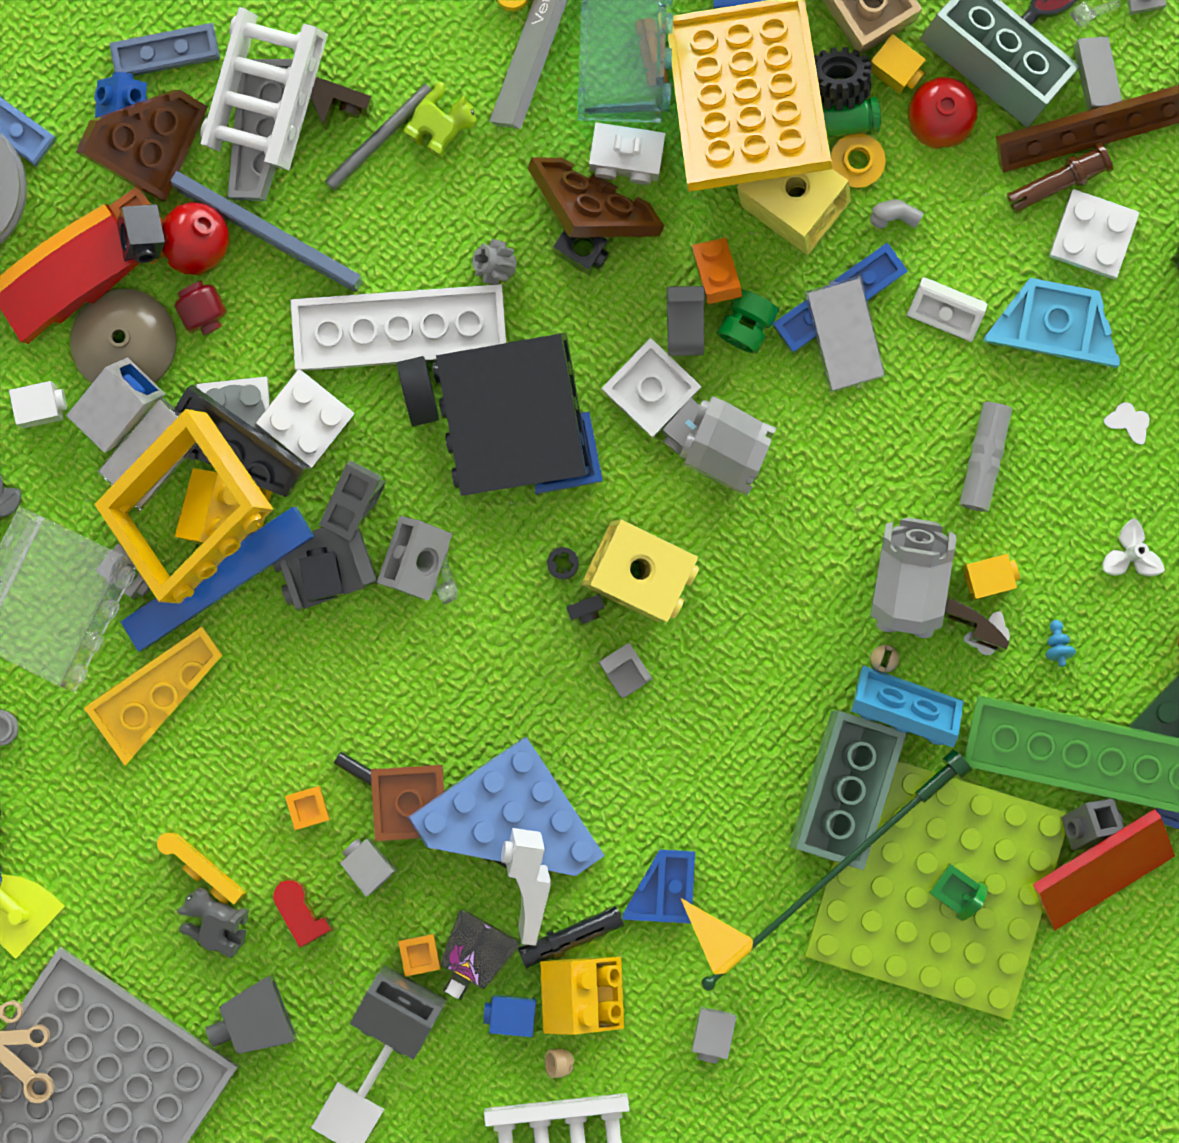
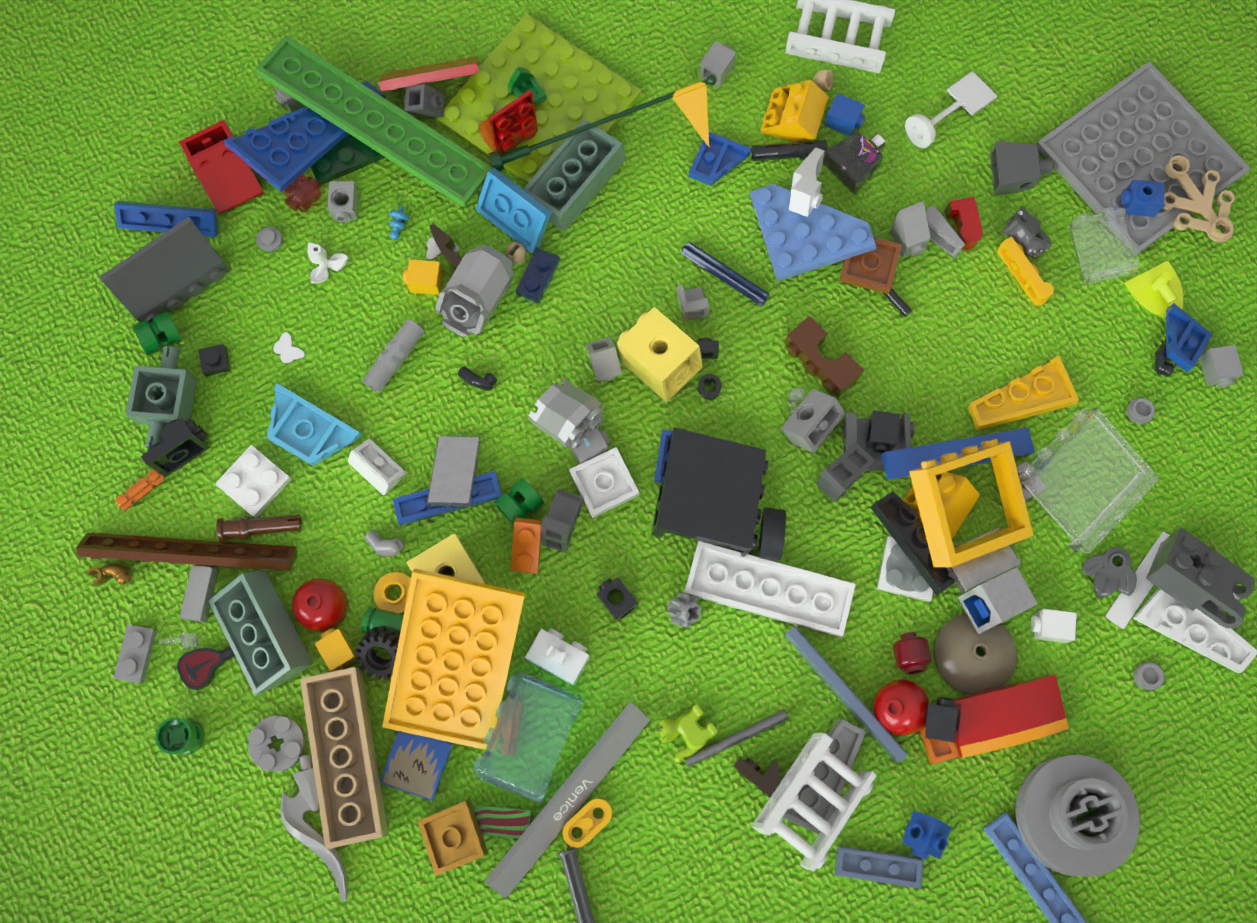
camera: 155 degrees left, 10 degrees down
(74, 1021) = (1143, 198): none -> blue brick
(107, 937) = (1103, 245): none -> clear panel
(145, 140) = (918, 794): reddish brown plate -> none
(304, 419) = (860, 546): white plate -> none
(307, 807) = (940, 286): light orange plate -> none
(336, 889) = (942, 233): none -> light grey slope
(398, 1012) = (920, 129): dark grey slope -> none
(403, 634) = (835, 374): none -> reddish brown arch
(419, 955) = (893, 171): light orange plate -> none
(591, 205) = (599, 626): reddish brown plate -> none
(597, 727) = (725, 273): none -> dark blue axle
(711, 545) = (604, 359): none -> light grey brick
(843, 637) = (537, 275): none -> clear blue plate
(866, 462) = (475, 380): none -> black arm
(961, 820) = (510, 125): none -> red slope
(1157, 651) = (339, 192): none -> light grey brick

